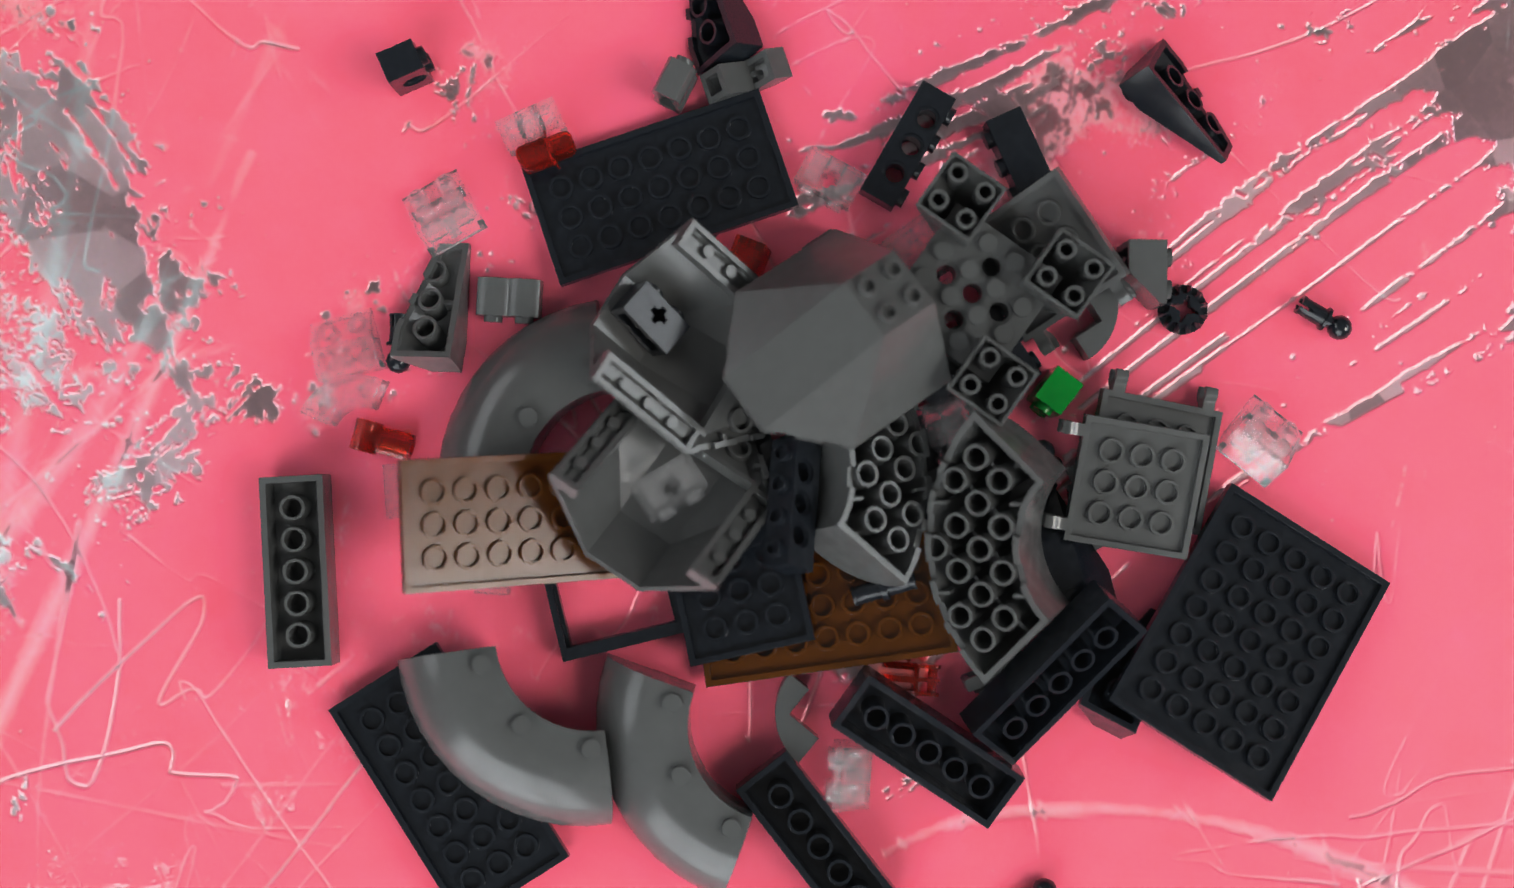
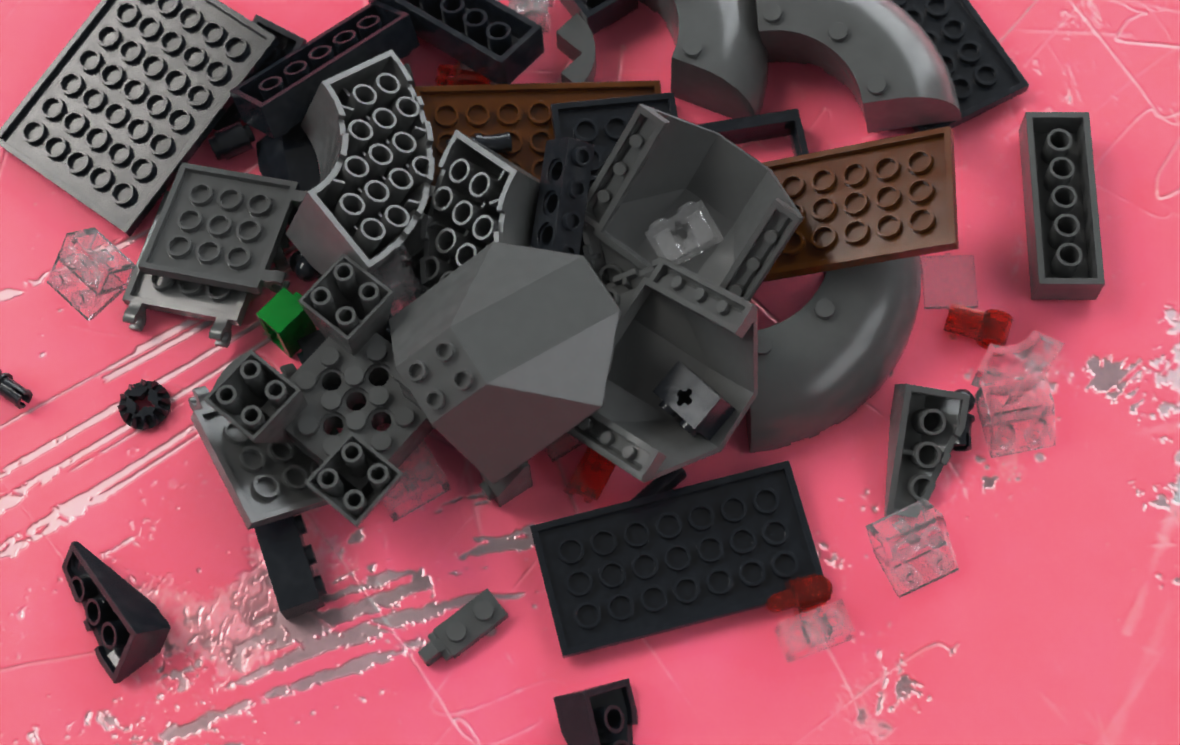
camera: 170 degrees left, 20 degrees down
(406, 66) = (953, 699): black brick -> none
(510, 299) = (843, 454): dark grey brick -> none
(675, 83) = (653, 660): dark grey brick -> none
(736, 78) = (581, 670): dark grey brick -> none
(821, 164) = (502, 570): clear brick -> none
(851, 112) = (463, 628): none -> dark grey hinge
(928, 102) = (384, 630): black brick -> none
(1142, 596) = (231, 140): none -> black brick
(1148, 267) = (173, 436): dark grey slope -> none

